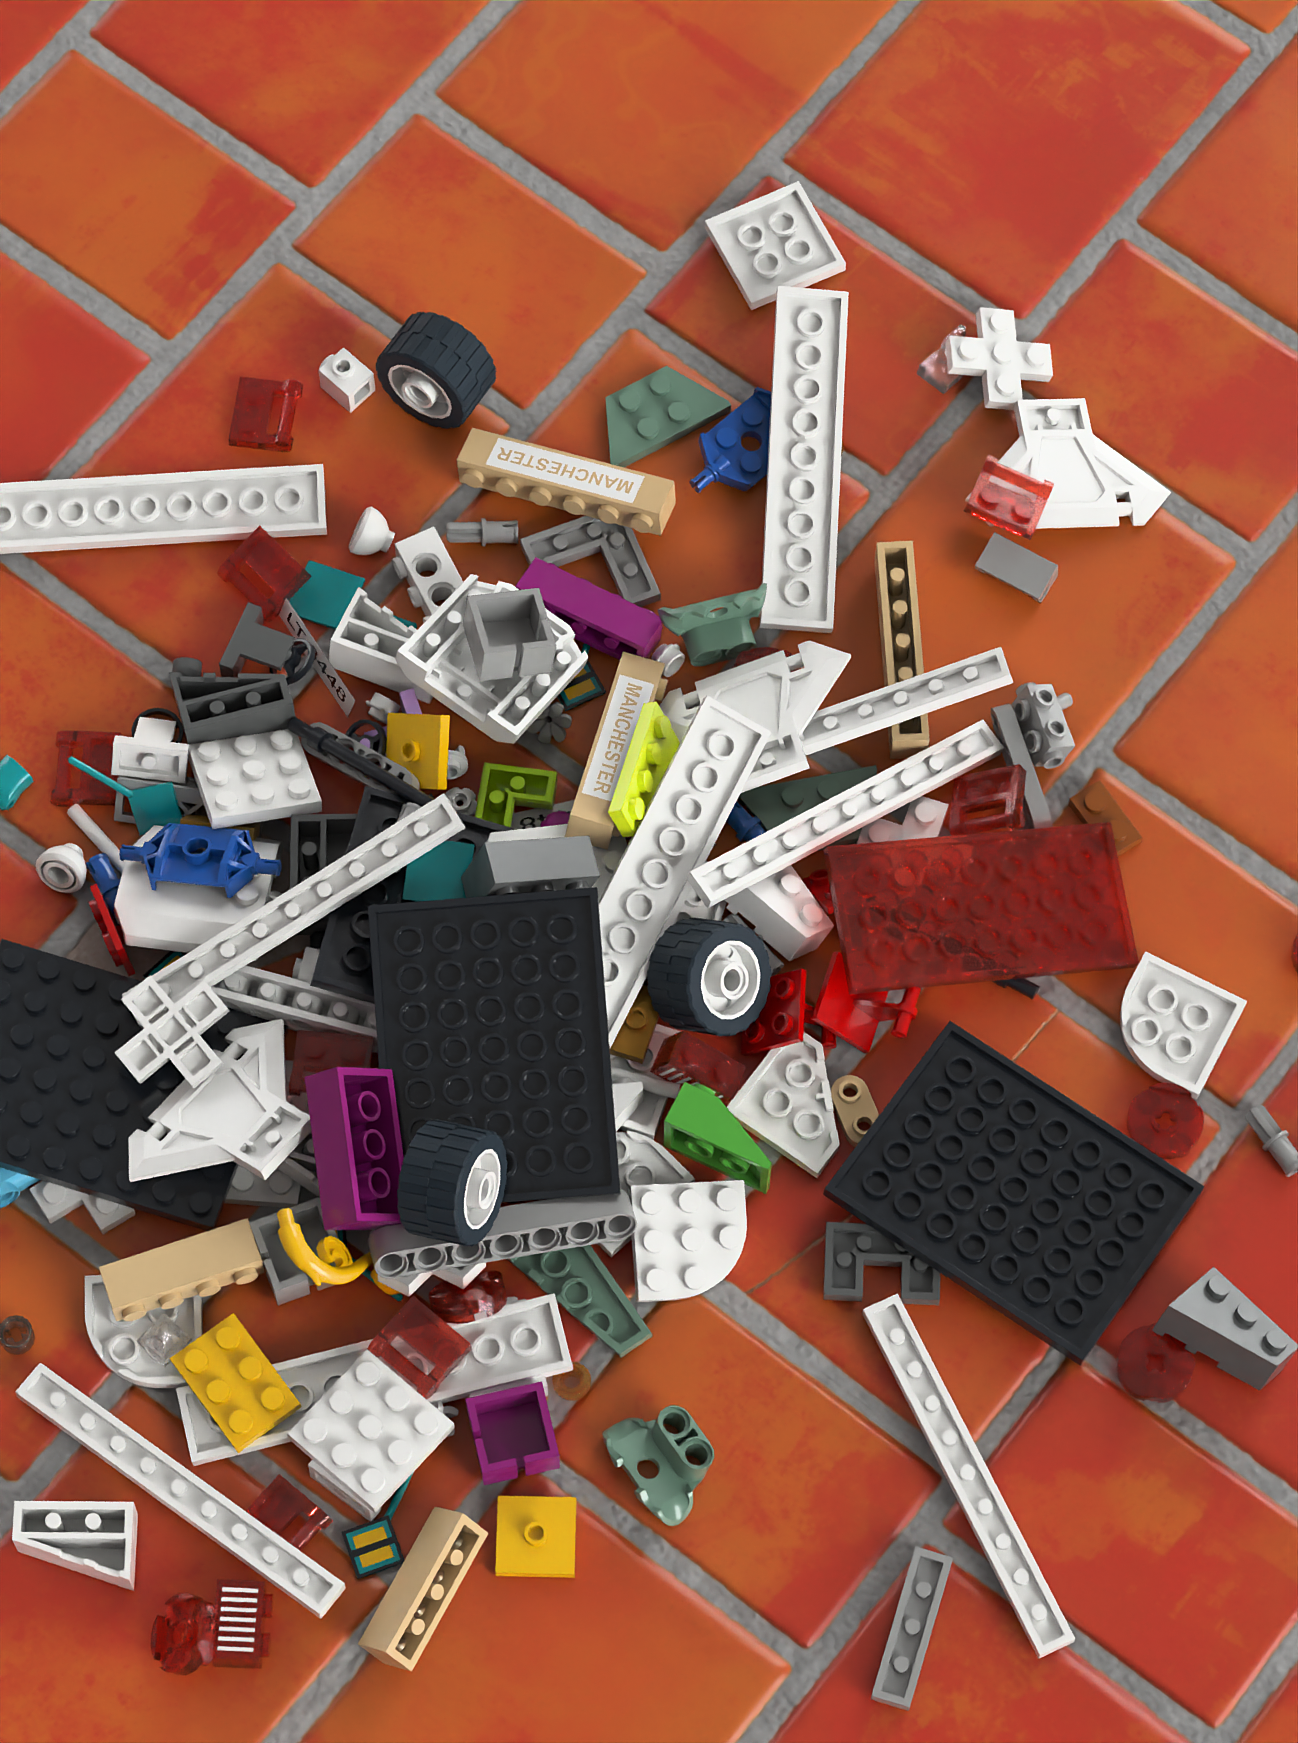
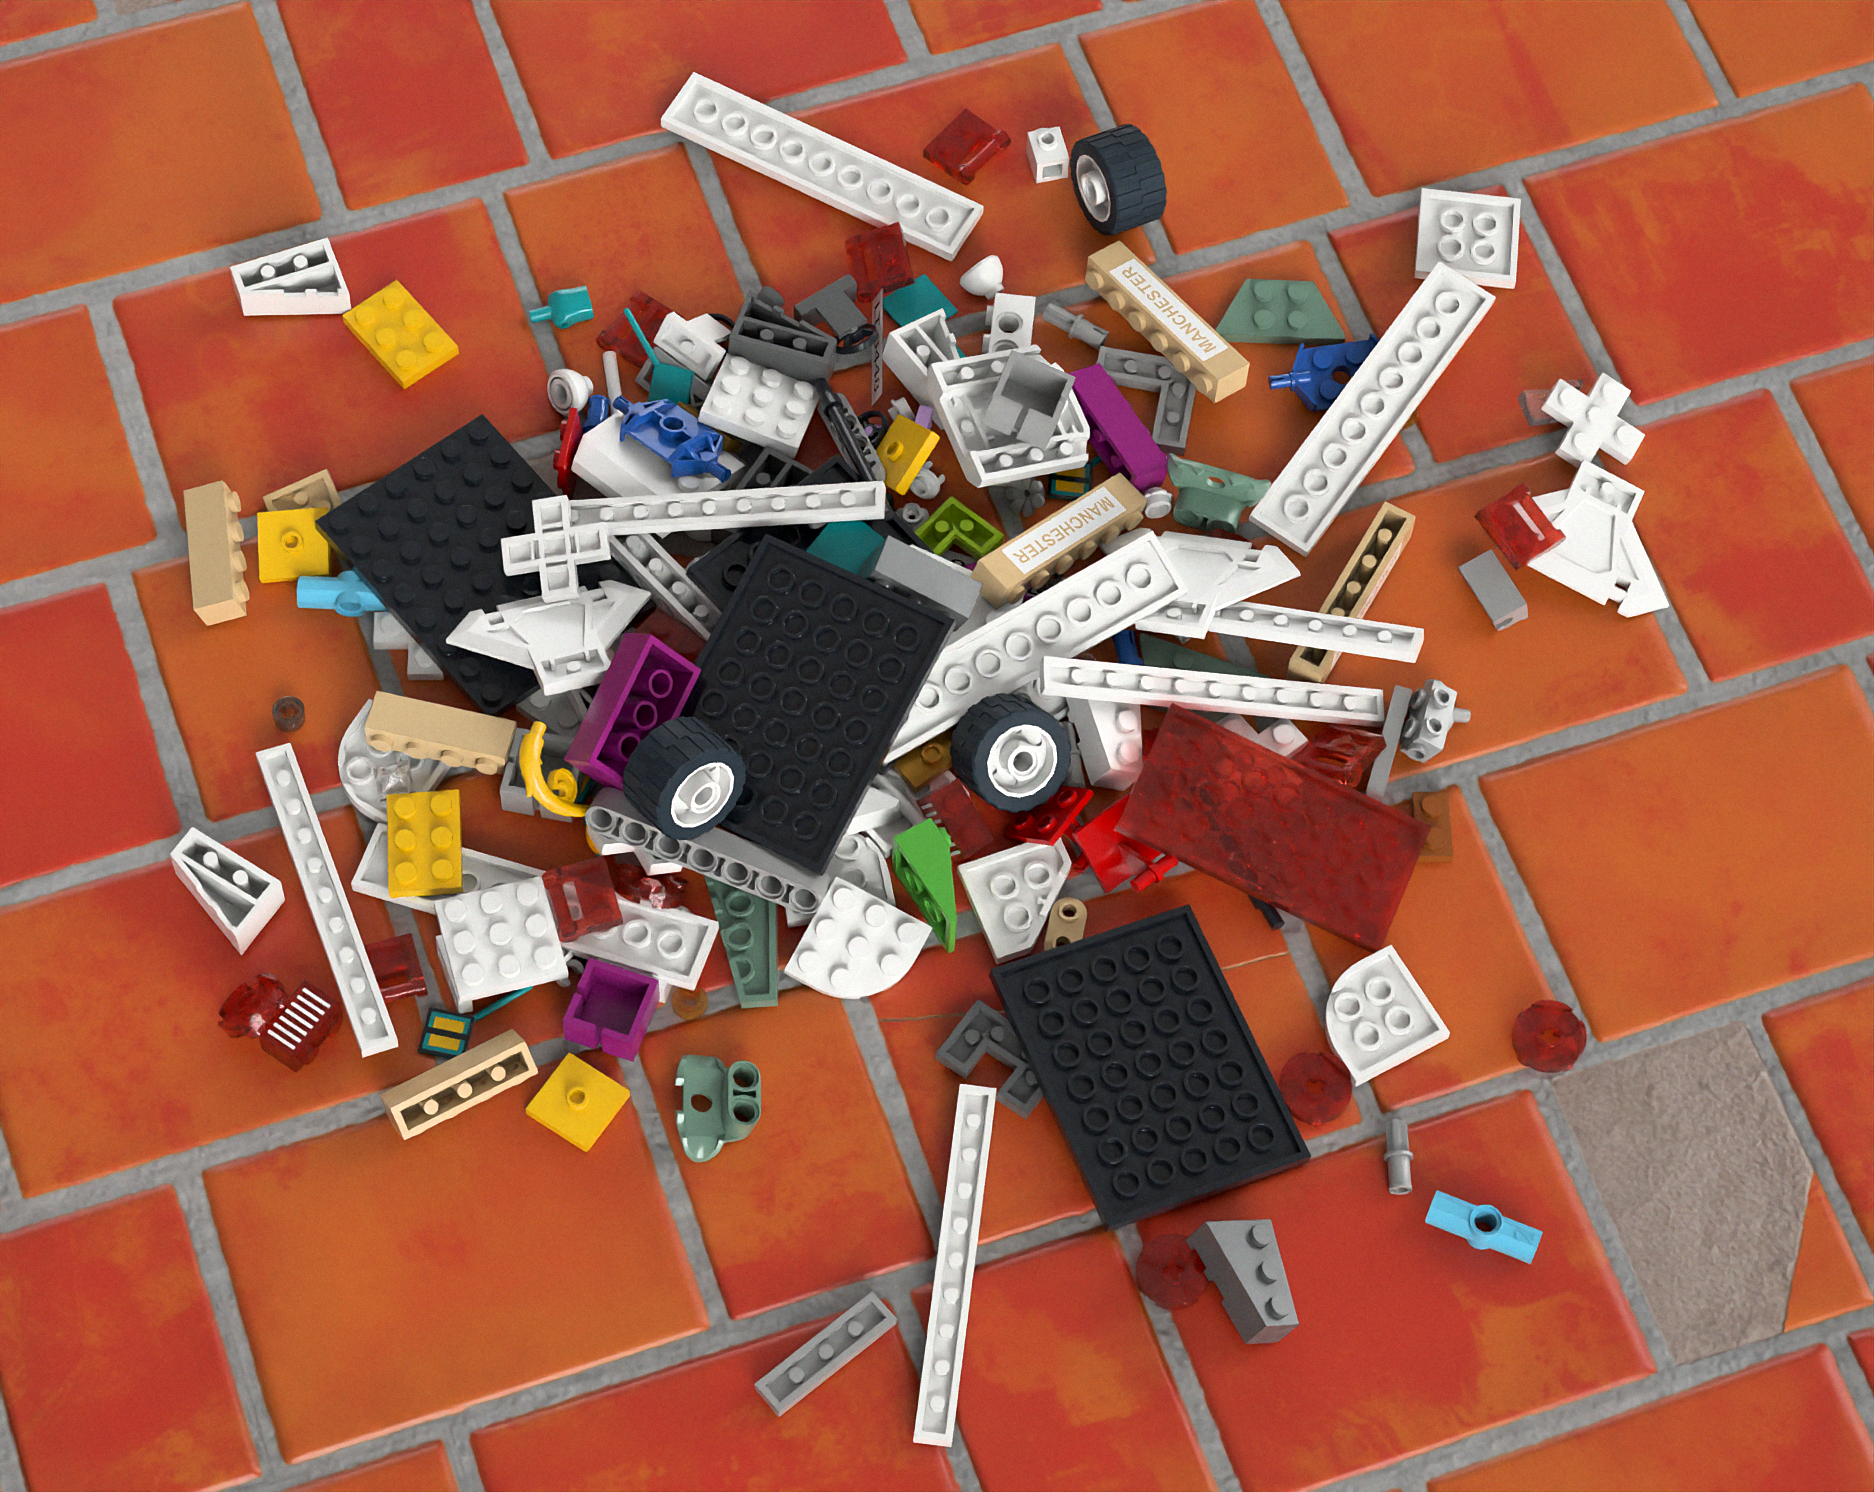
camera: 30 degrees right, 5 degrees down
(643, 768) = (1063, 559): neon yellow wing -> none

